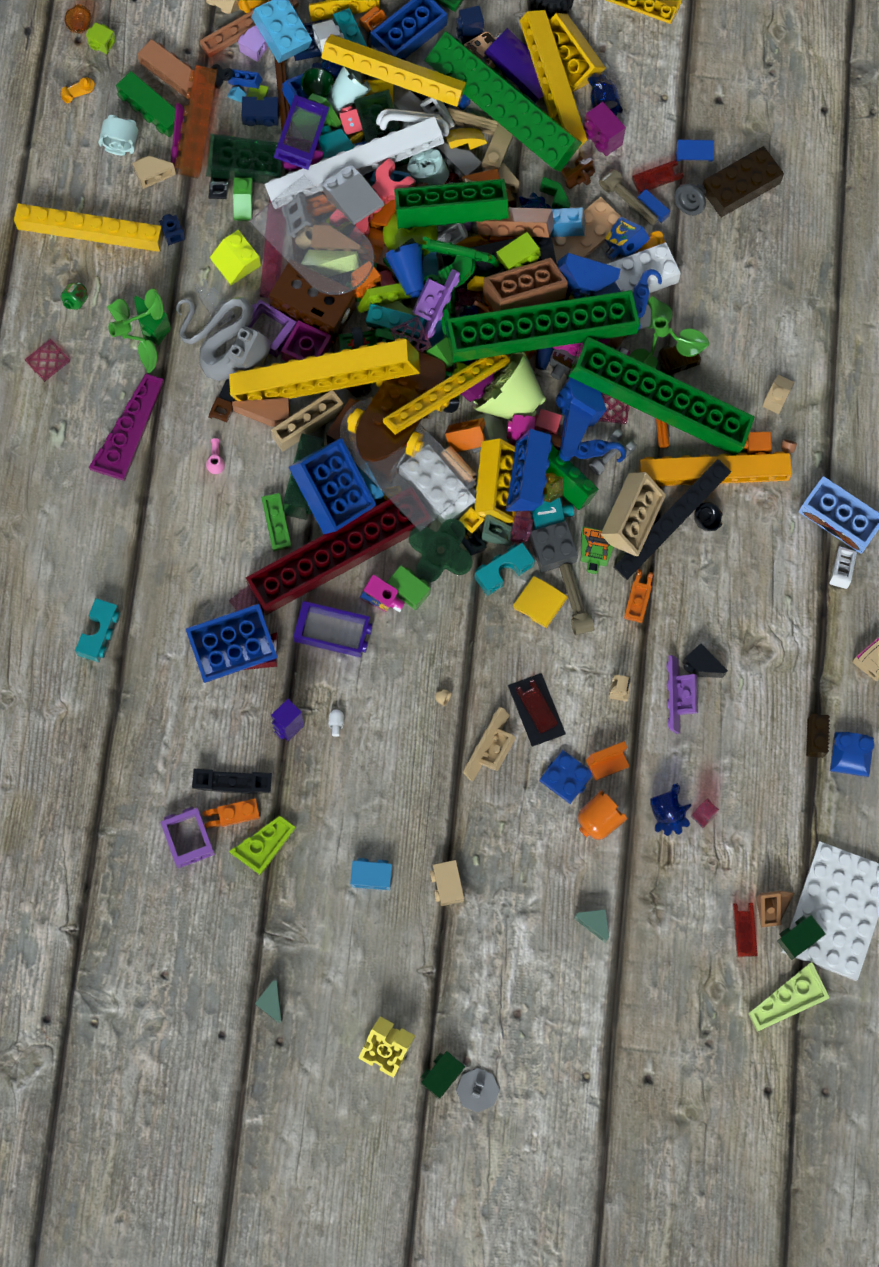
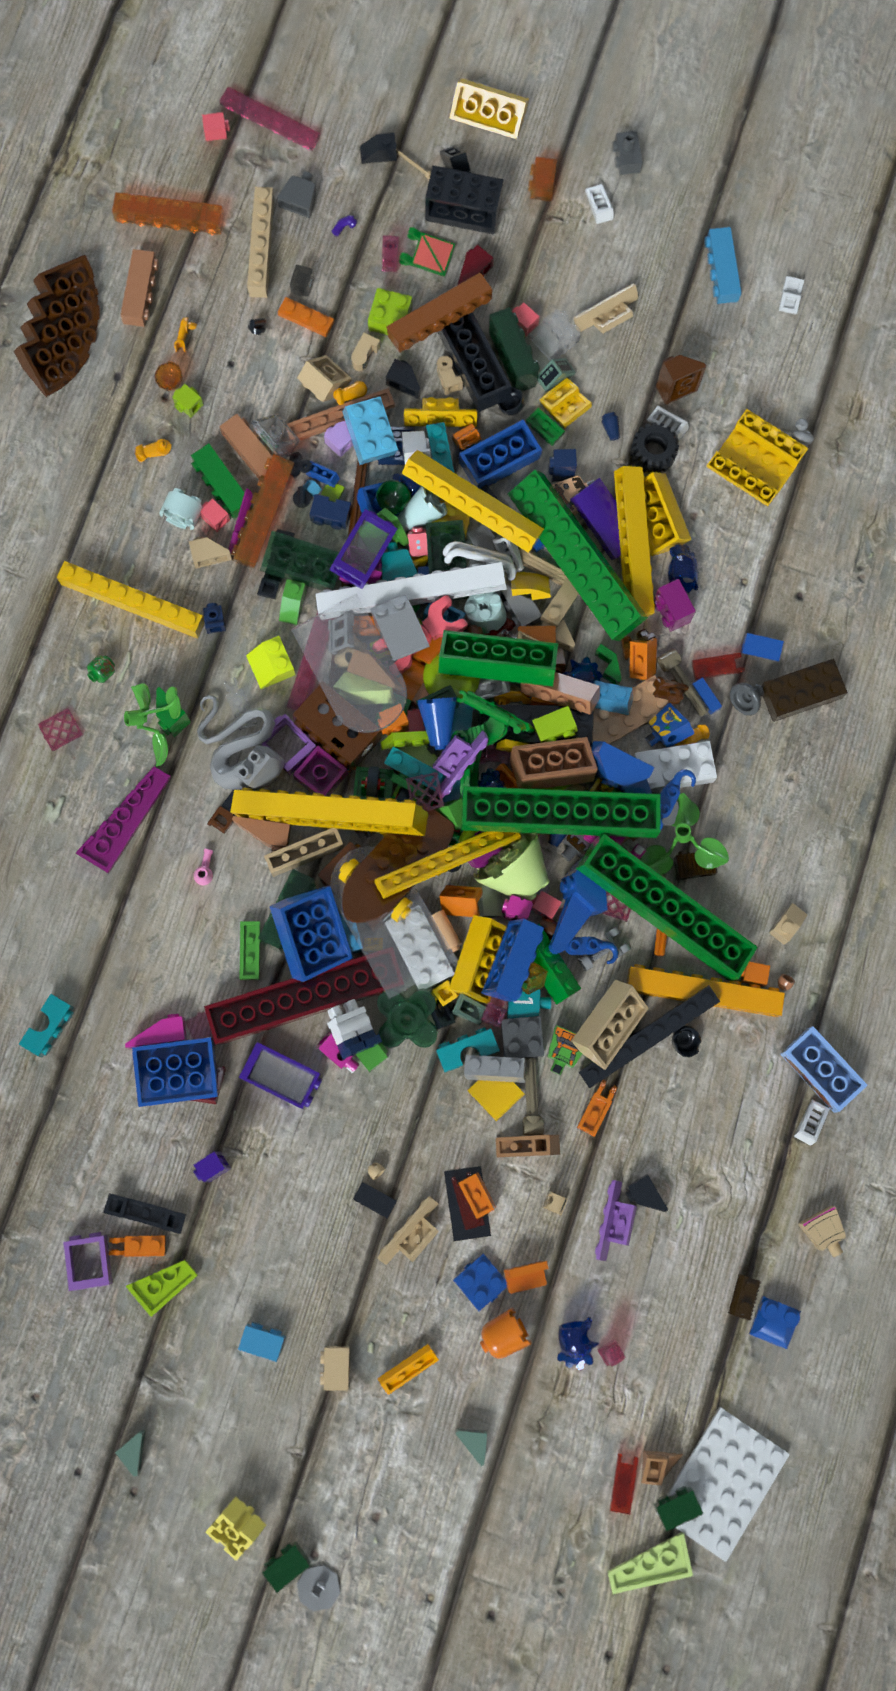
camera: 10 degrees right, 5 degrees up
(150, 136) = (214, 515): none -> coral brick
(192, 50) = (276, 435): none -> clear slope
(211, 609) = (164, 1031): none -> dark pink slope
(229, 104) = (301, 497): none -> black plate
(336, 721) = (263, 1172): white cylinder -> none
(391, 567) = (352, 1030): none -> white hips
(448, 724) = (374, 1200): none -> black tile
(516, 869) = (408, 1369): none -> light orange plate
(535, 577) = (495, 1068): none -> light grey brick
(544, 696) = (477, 1195): none -> orange panel
(582, 643) = (527, 1146): none -> medium nougat slope
(586, 182) = (643, 658): none -> orange panel
(617, 205) = (669, 690): none -> reddish brown hips

